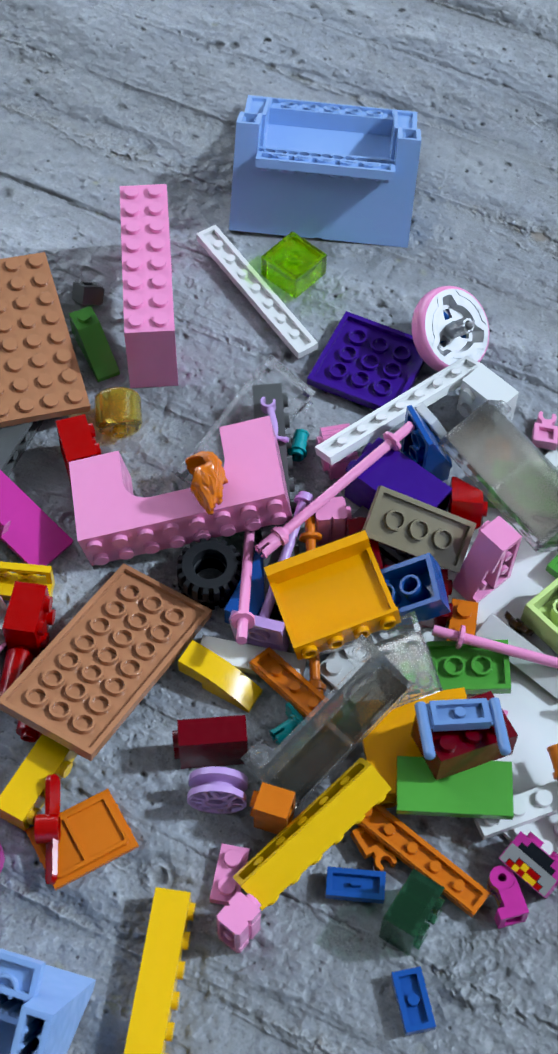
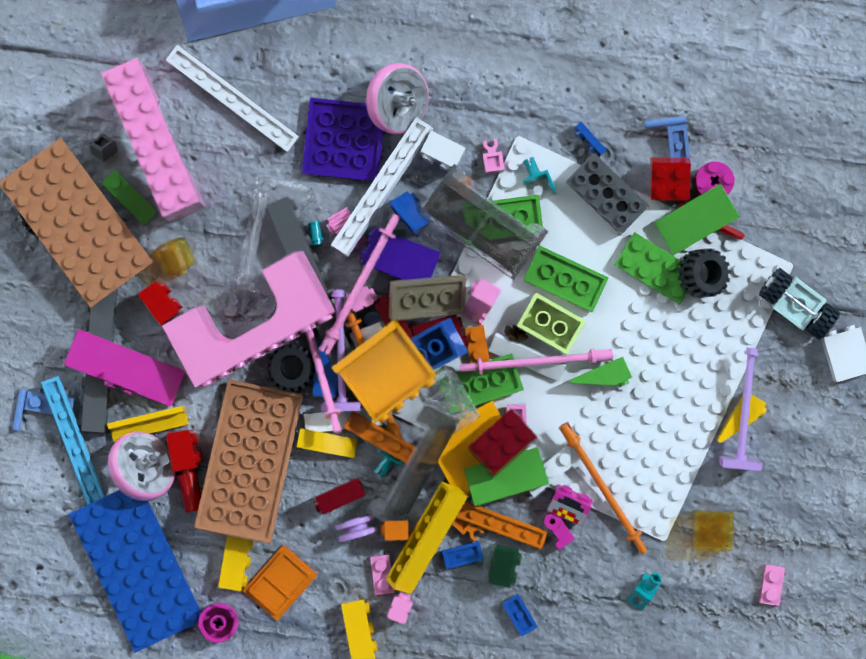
camera: 15 degrees left, 30 degrees up
(48, 827) = (259, 589): red piece -> none
(207, 479) = (271, 323): orange hair -> none
(270, 410) = (293, 235): lavender piece -> none
(293, 264) = (254, 67): clear neon green container -> none
(431, 421) = (408, 185): white tile -> none
(460, 715) = (496, 442): medium blue plate -> none
(467, 501) = (453, 255): red slope -> none

